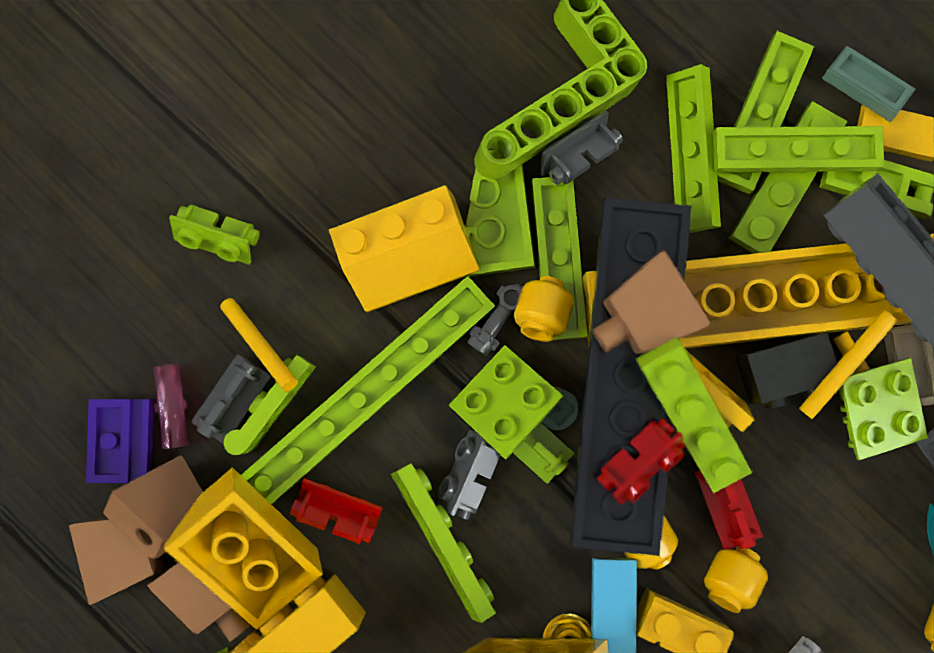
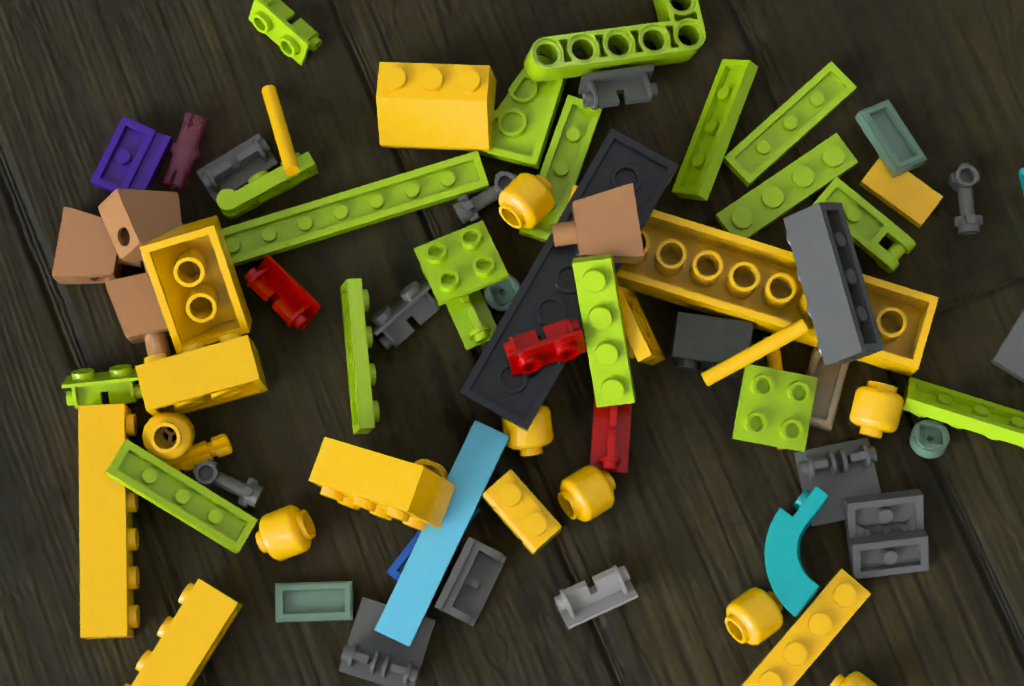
camera: 25 degrees right, 5 degrees down
(798, 149) = (798, 163): lime plate -> none

